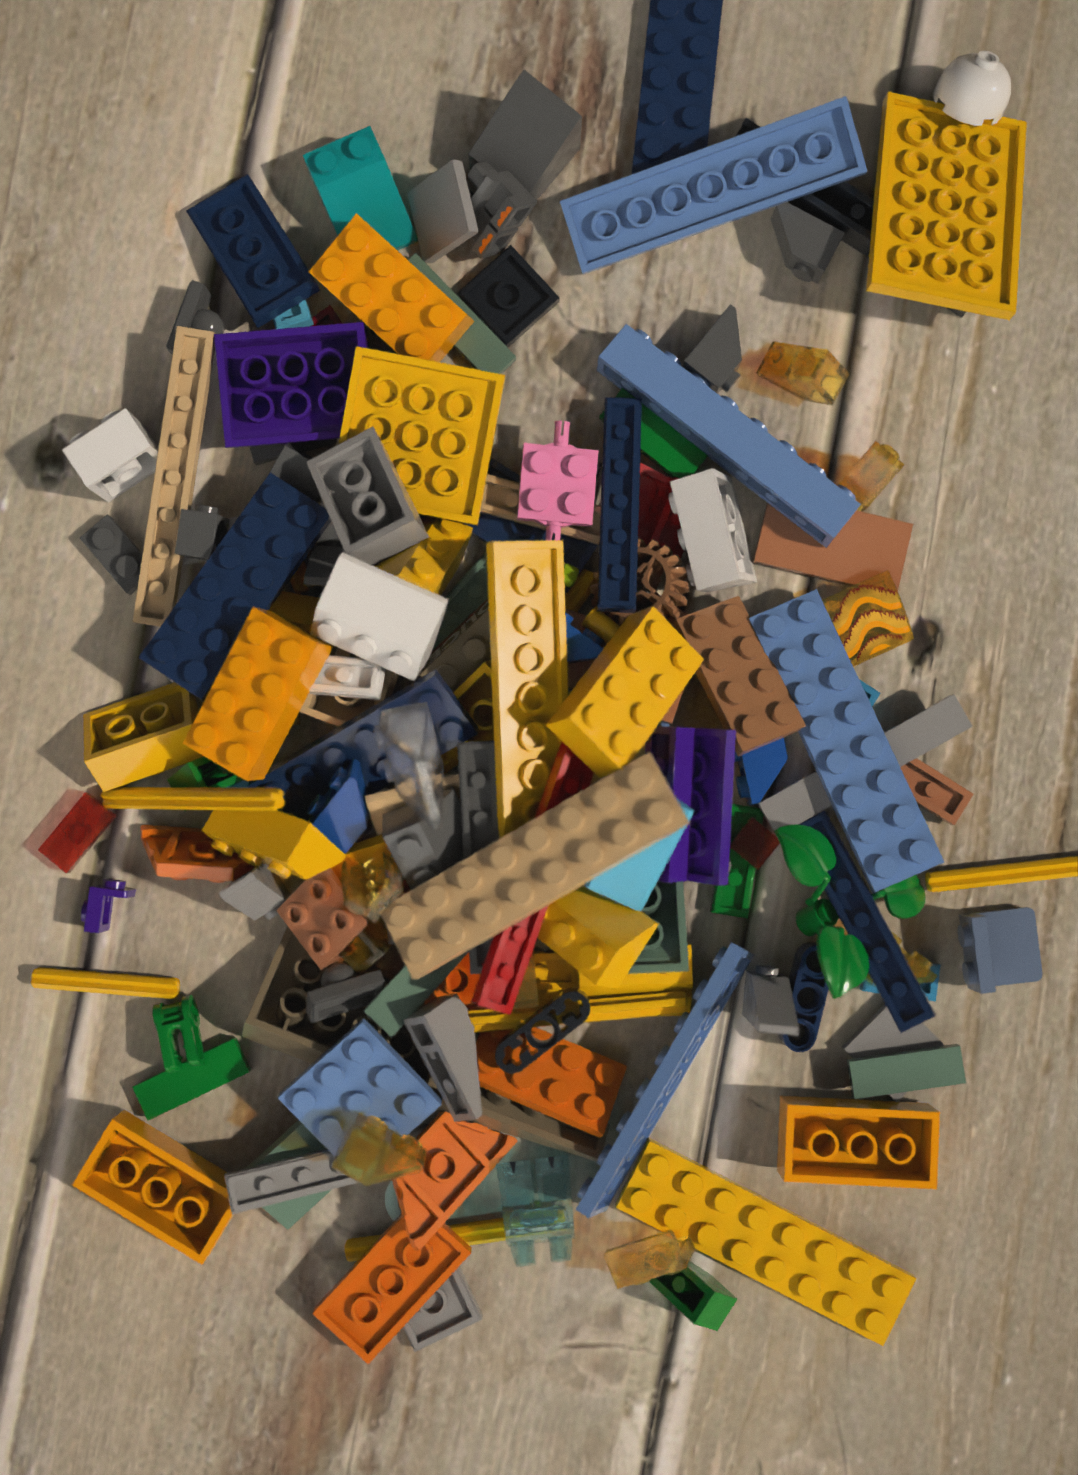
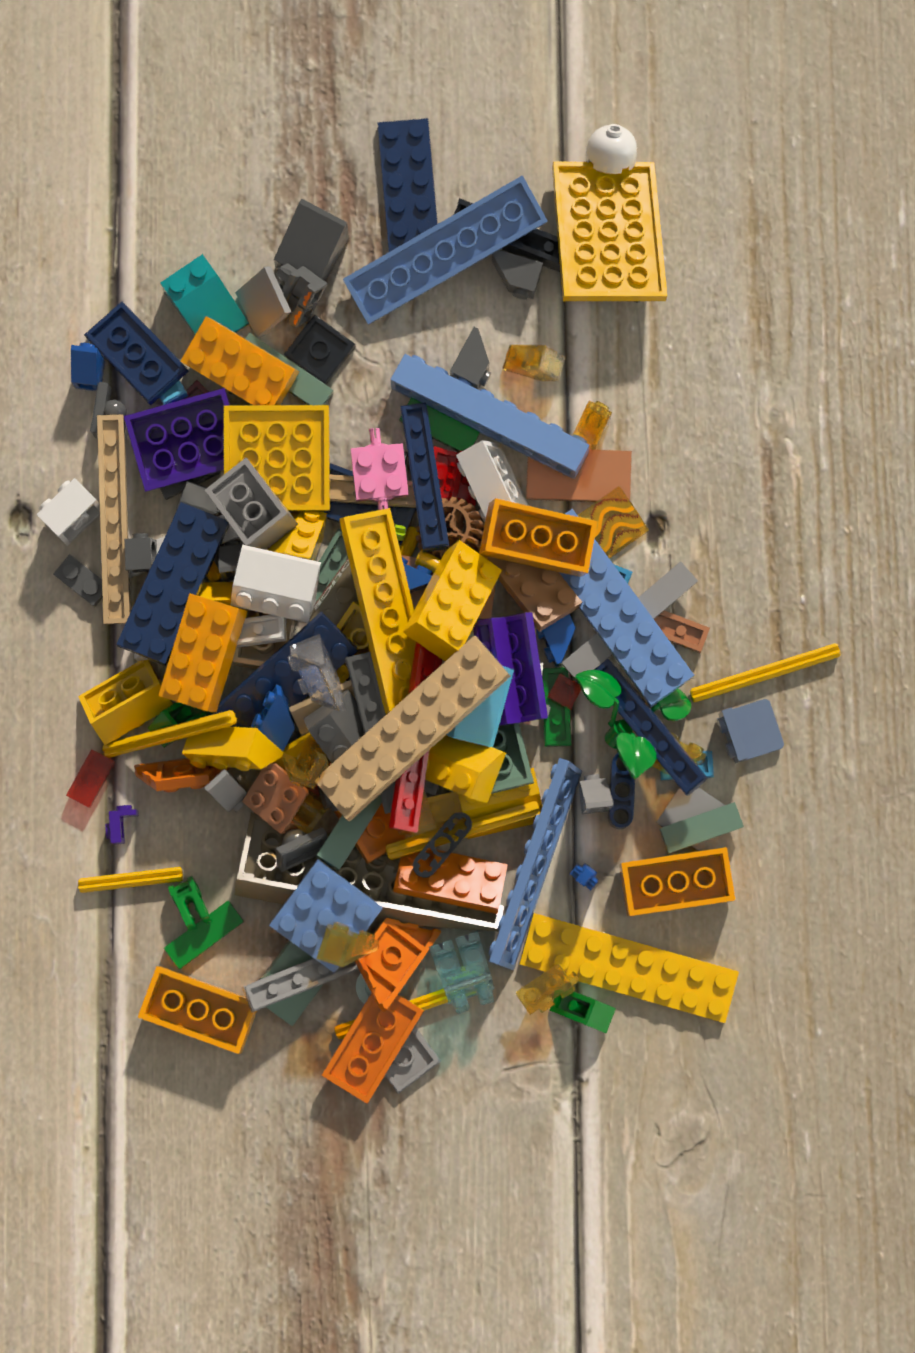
camera: 10 degrees left, 5 degrees down
(178, 254) = (86, 366): none -> blue slope
(449, 1051) = (380, 869): light grey slope -> none
(732, 1110) = (585, 875): none -> blue hinge
(765, 624) = (538, 537): none -> light orange brick

